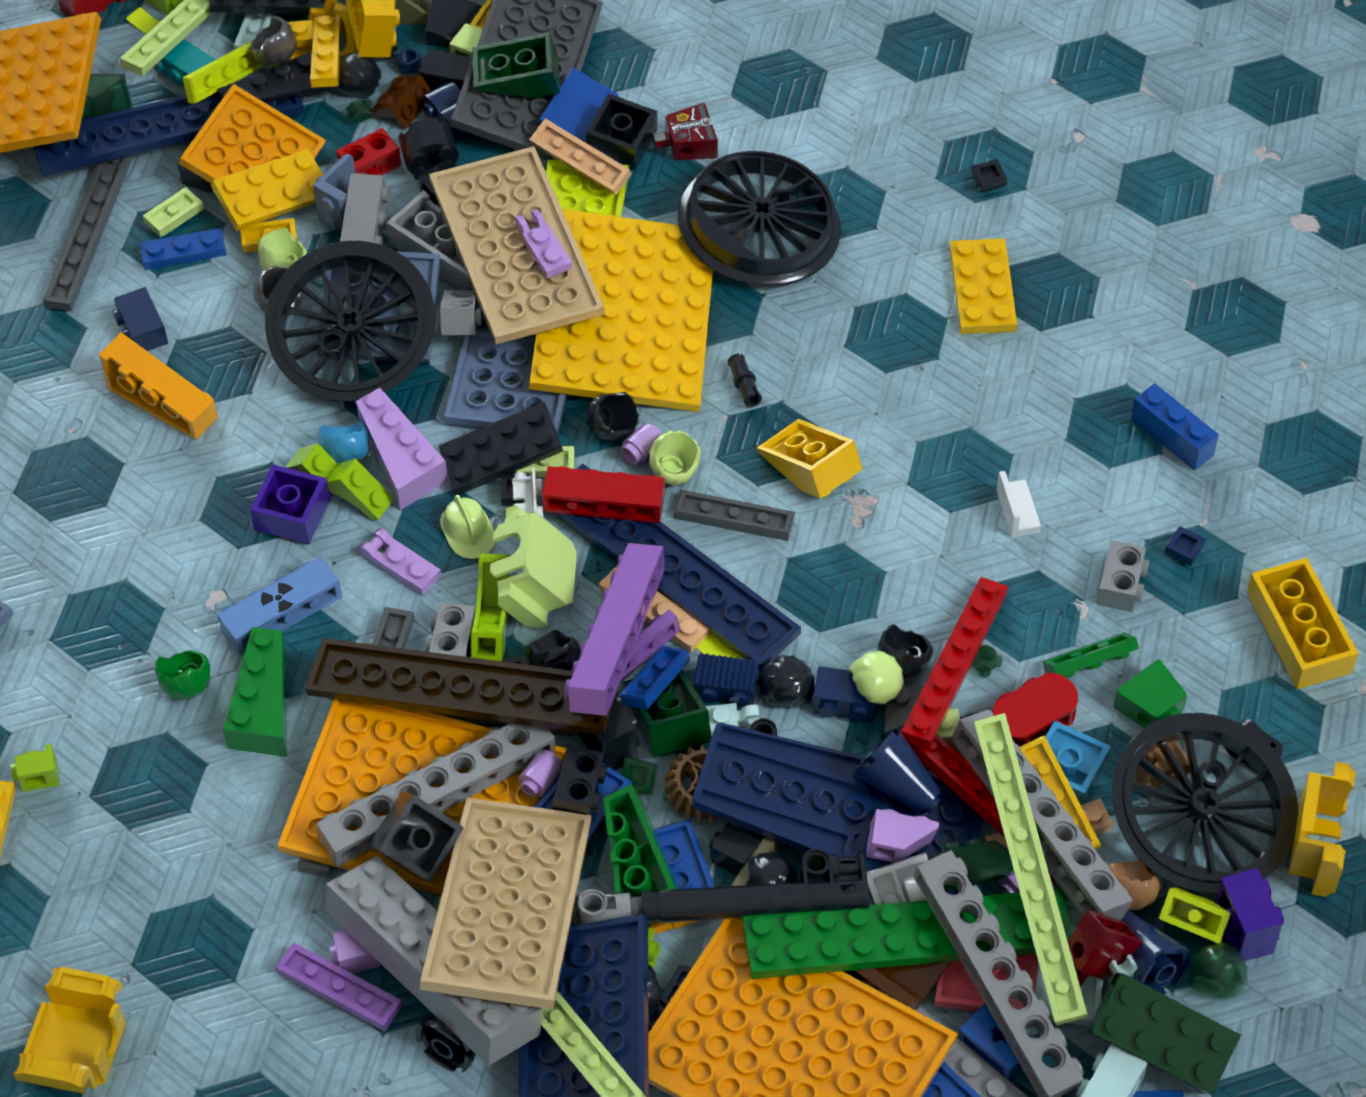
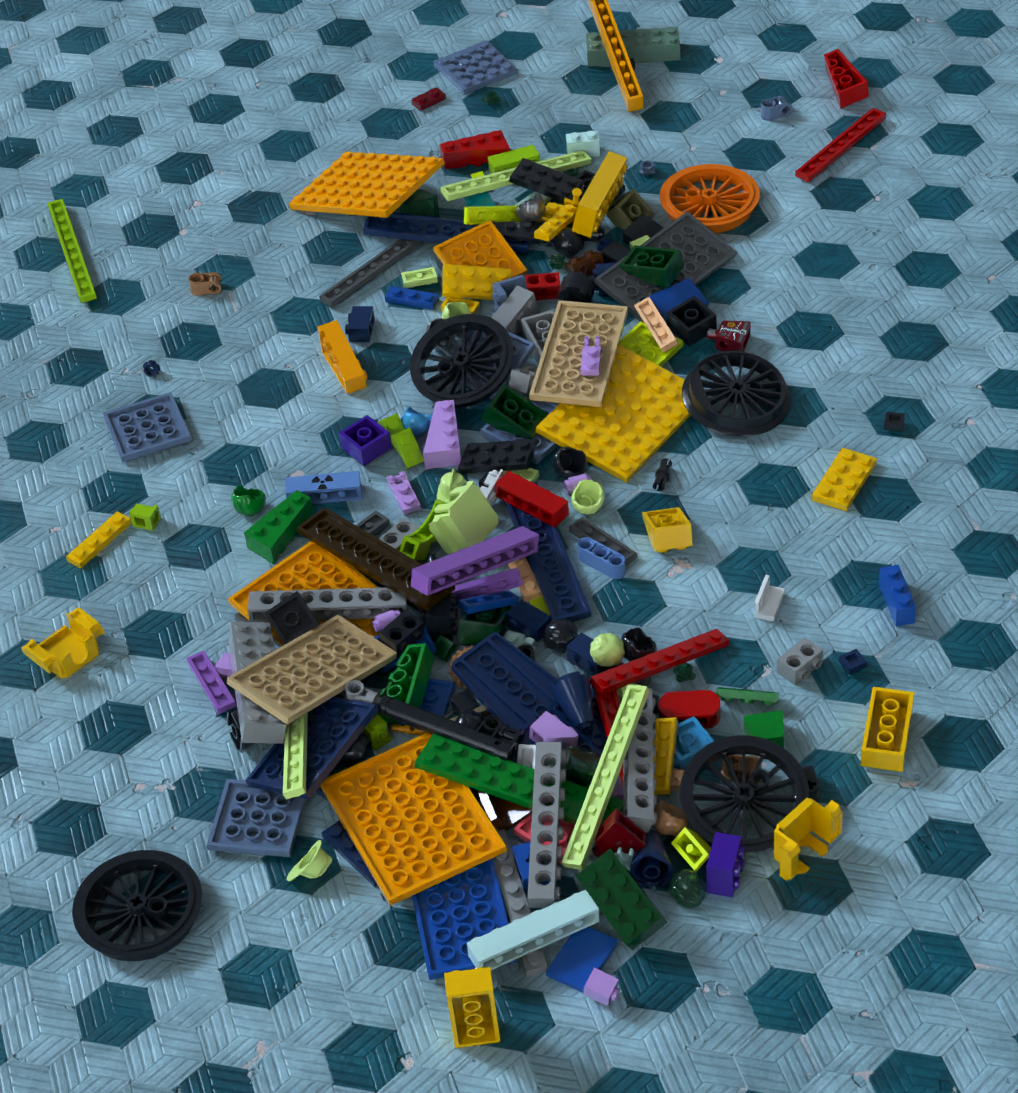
camera: 35 degrees right, 10 degrees down
(481, 374) = (513, 413): none -> dark green slope
(741, 540) = (601, 558): none -> medium blue beam

